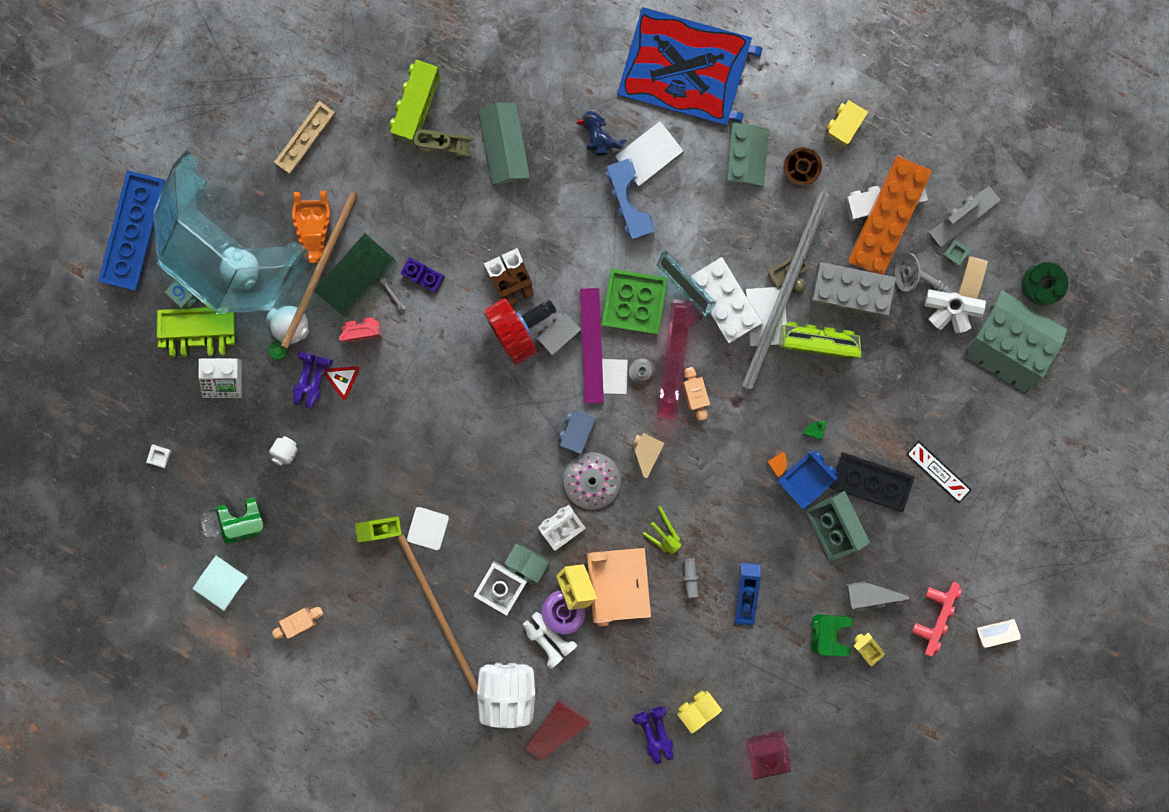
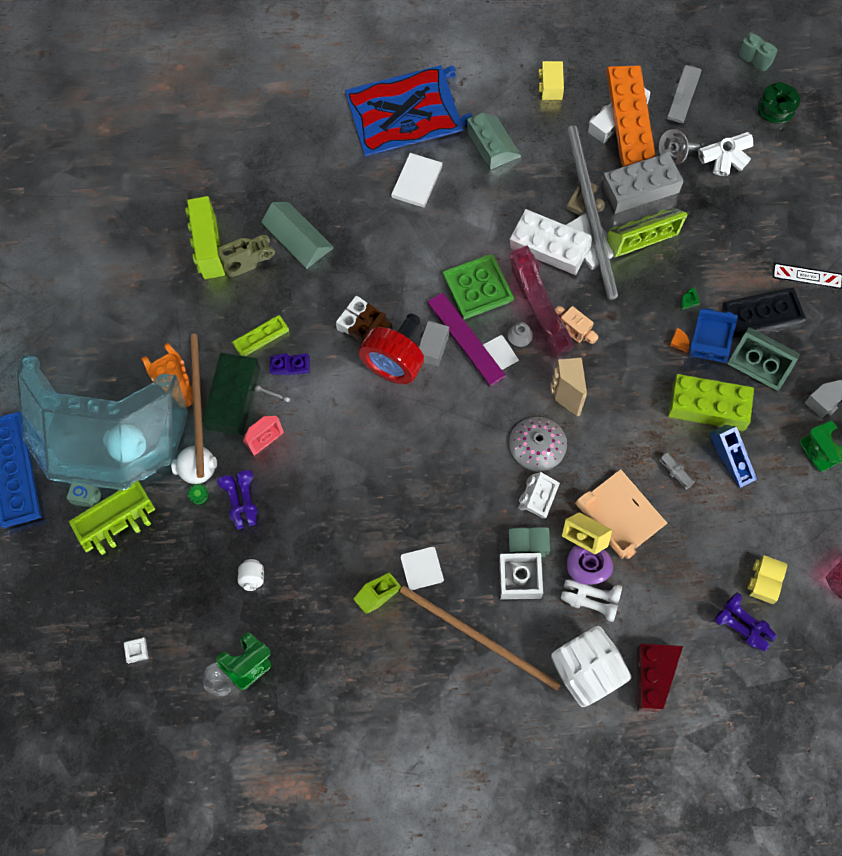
camera: 30 degrees left, 20 degrees down
(219, 583) = (257, 733): light aqua slope -> none
(220, 378) = (157, 545): white slope -> none
(297, 622) = (354, 724): light nougat piece -> none
(304, 137) = (127, 316): tan plate -> none
(342, 379) = (269, 486): sticker -> none
(412, 230) = (260, 336): none -> lime tile
(577, 431) = (499, 409): sand blue brick -> none
(600, 140) = (373, 188): dark blue animal -> none
(622, 176) = (441, 226): medium blue arch -> none
(671, 544) = (639, 451): lime plant -> none
(686, 284) = (505, 244): tile -> none
(761, 537) = (711, 402): none -> lime brick
(802, 166) = (541, 120): reddish brown cylinder -> none
(956, 252) = (698, 118): sand green plate -> none
(973, 277) = (722, 126): tan slope -> none
(1016, 342) = (792, 153): sand green slope -> none
(1065, 211) = (757, 52): none -> sand green brick

